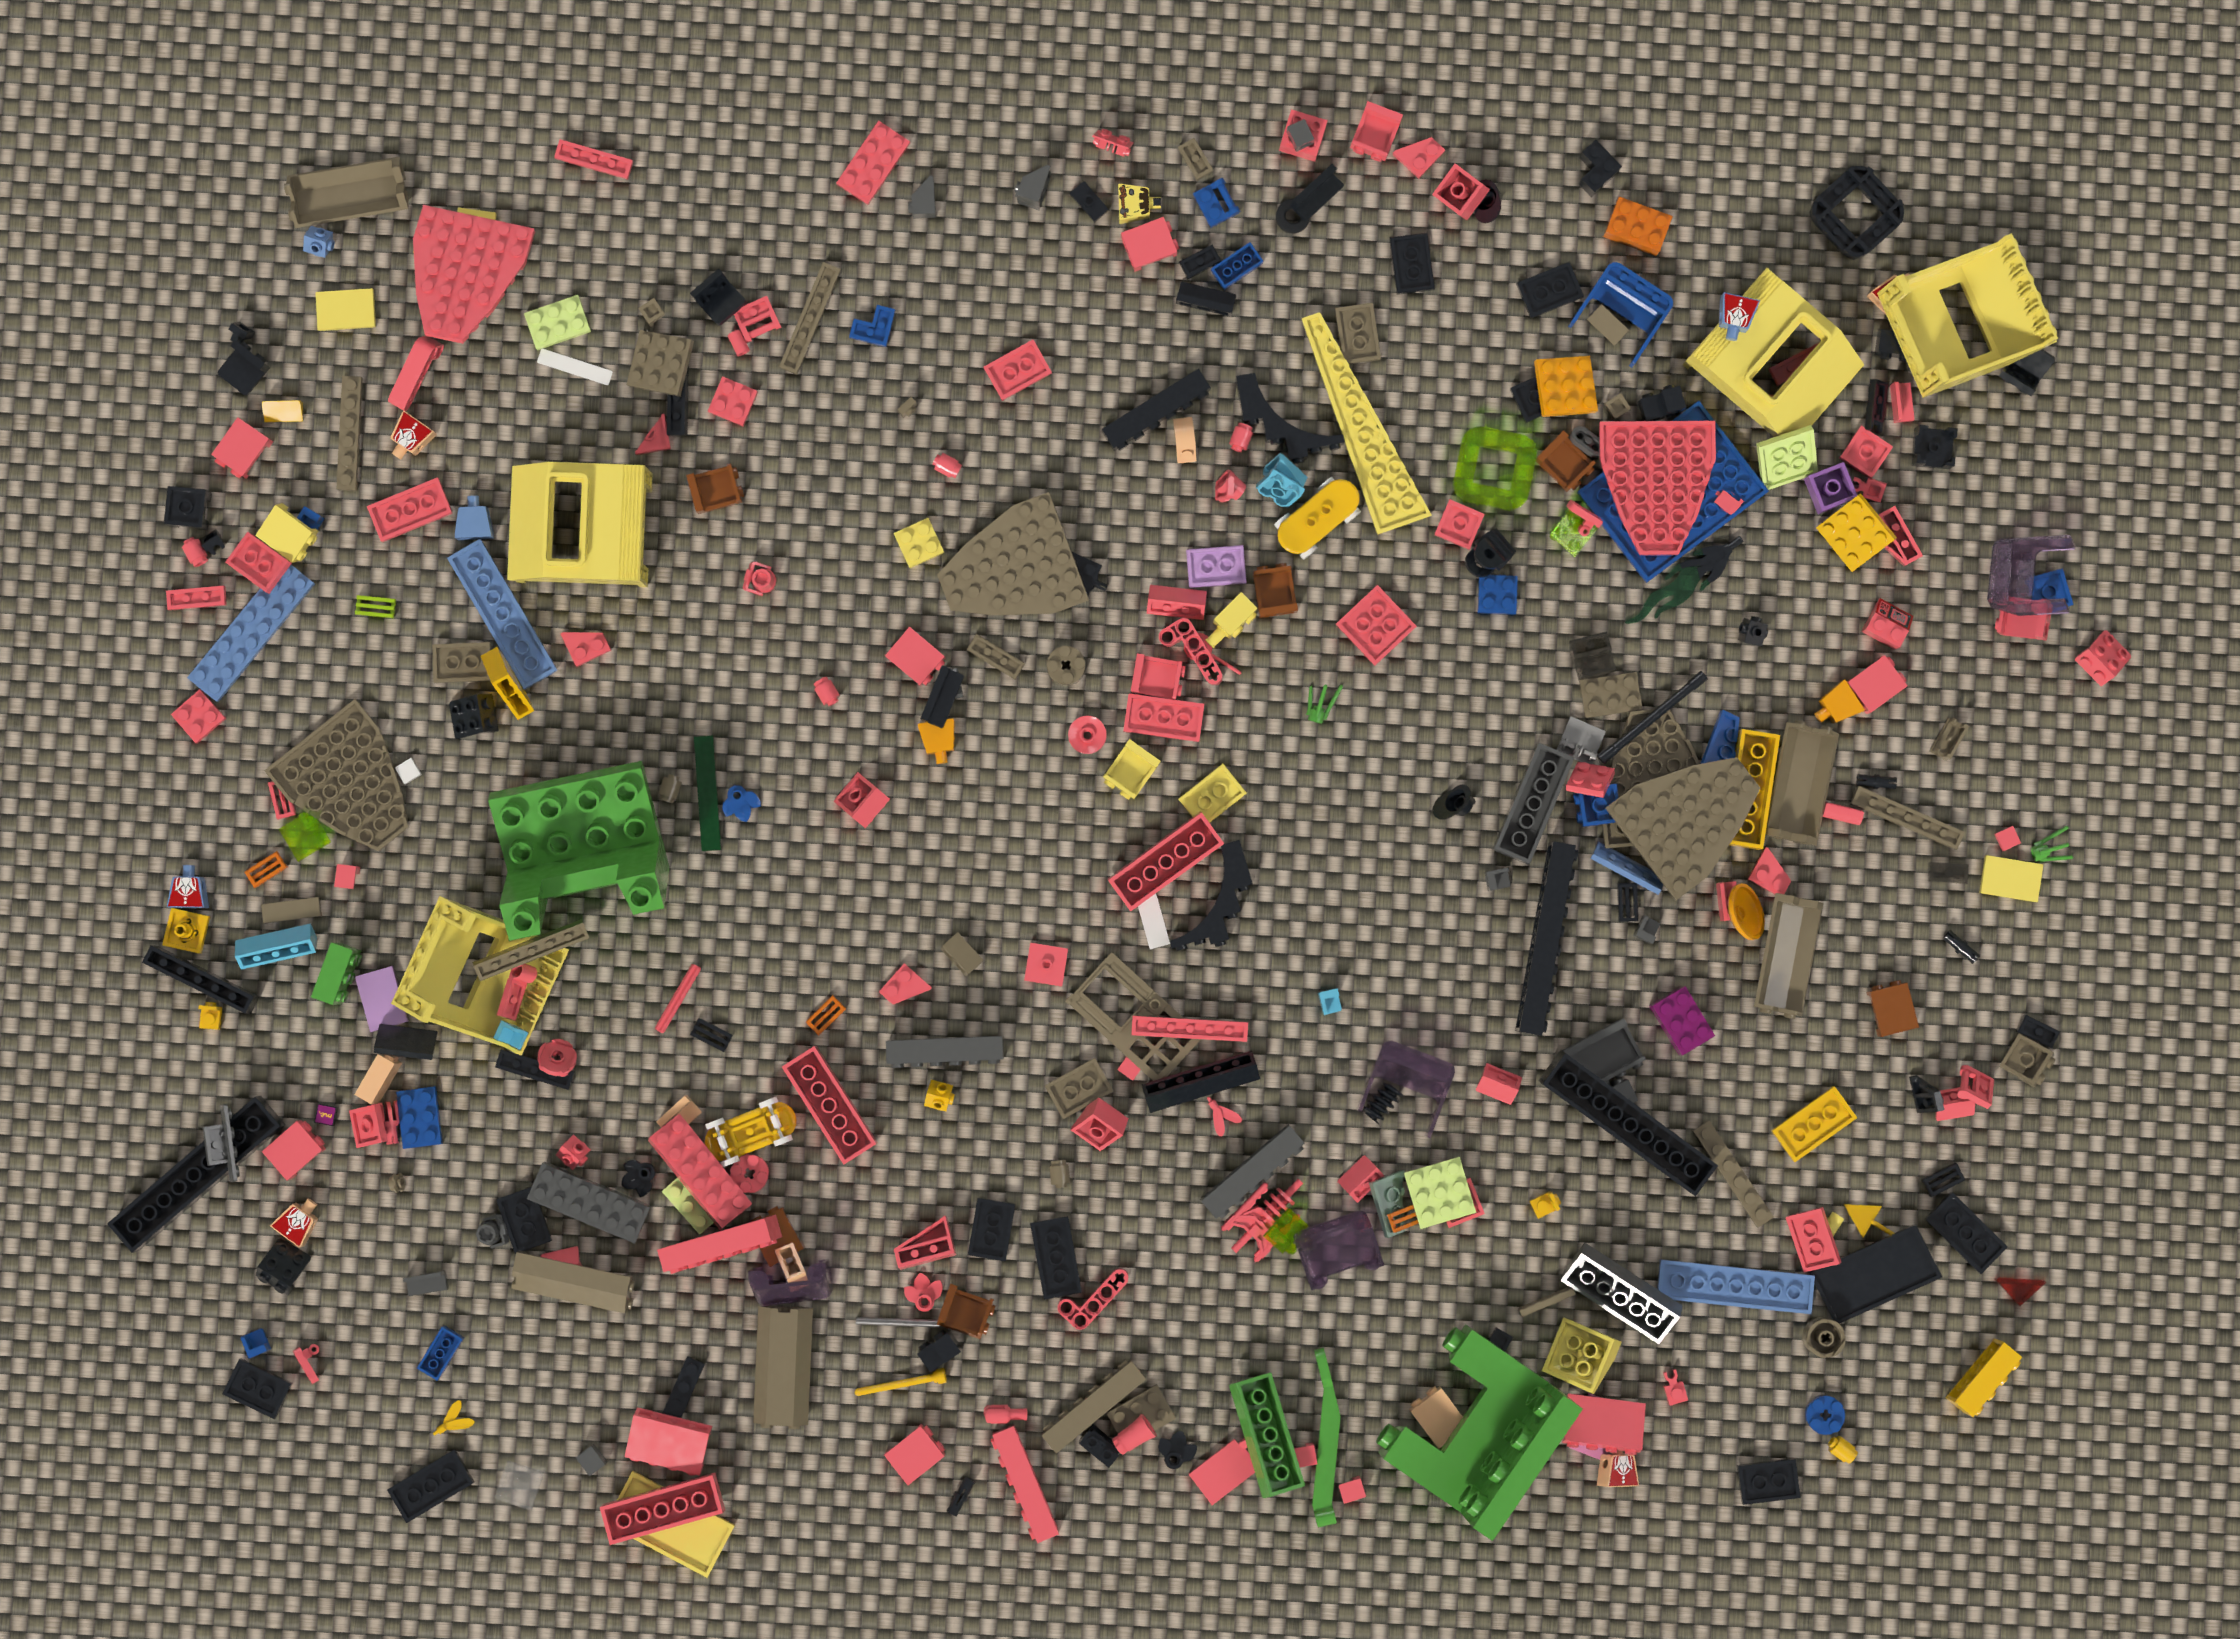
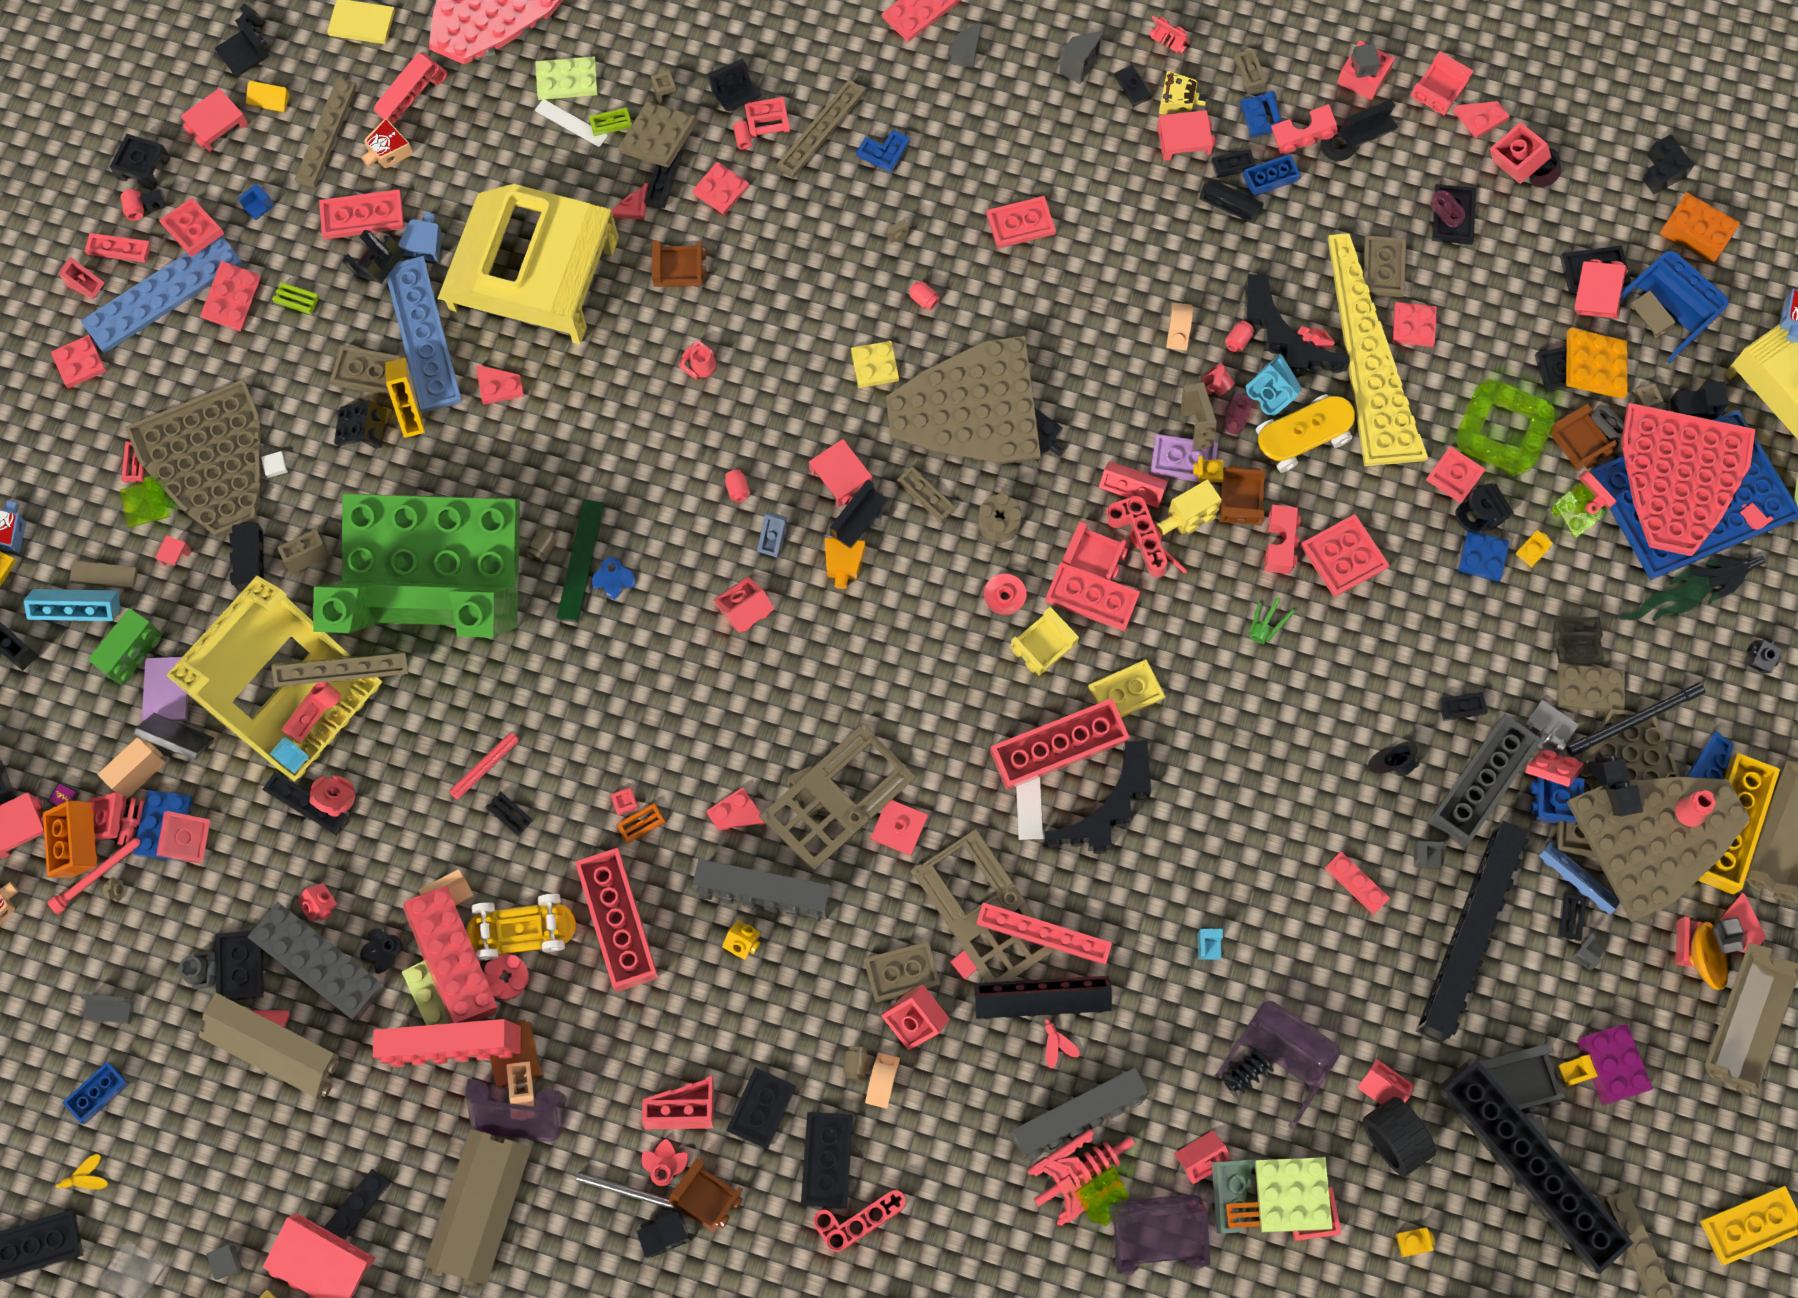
camera: 15 degrees right, 15 degrees down
(174, 638) = (80, 278): none -> coral slope
(279, 861) = (94, 530): orange tile -> none
(287, 534) = (230, 206): light yellow panel -> none
(316, 621) = (230, 296): none -> coral plate
(347, 1152) = (69, 839): none -> orange brick
(355, 1205) = (59, 903): none -> coral piece
(413, 864) = (247, 554): none -> black brick
(438, 554) = (376, 260): none -> black panel
(442, 1125) = (183, 837): none -> coral plate
(461, 846) = (303, 551): none -> dark tan hinge
(615, 364) = (610, 124): none -> lime tile
(806, 999) = (624, 801): none -> coral tile
(870, 730) = (772, 534): none -> sand blue slope
(938, 1376) = (652, 1267): yellow piece -> none
(985, 957) = (840, 806): none -> dark tan door
(1085, 1182) = (882, 1080): none -> light nougat brick
(1156, 409) = (1156, 291): black brick -> none
(1214, 512) = (1197, 403): none -> dark tan panel
(1240, 575) = (1208, 470): none -> yellow bracket
(1255, 513) = (1238, 415): none -> clear pink plate
(1273, 208) = (1290, 138): none -> coral arch
(1312, 421) = (1317, 336): none -> coral plate
(1318, 607) = (1284, 522): none -> coral arch
(1396, 384) = (1414, 324): none -> coral plate
(1405, 263) = (1448, 209): none -> clear pink plate
(1442, 917) = (1357, 883): none -> coral plate
(1503, 739) = (1463, 706): none -> black plate
(1515, 1126) = (1399, 1136): none -> black tyre
(1540, 577) = (1534, 548): none -> yellow bracket
(1556, 314) = (1600, 289): none -> coral panel
(1642, 784) = (1613, 775): none -> black arch
(1652, 1033) = (1577, 1070): none -> yellow panel
(1703, 794) = (1695, 808): none -> coral plant
(1759, 888) = (1729, 935): none -> dark grey panel

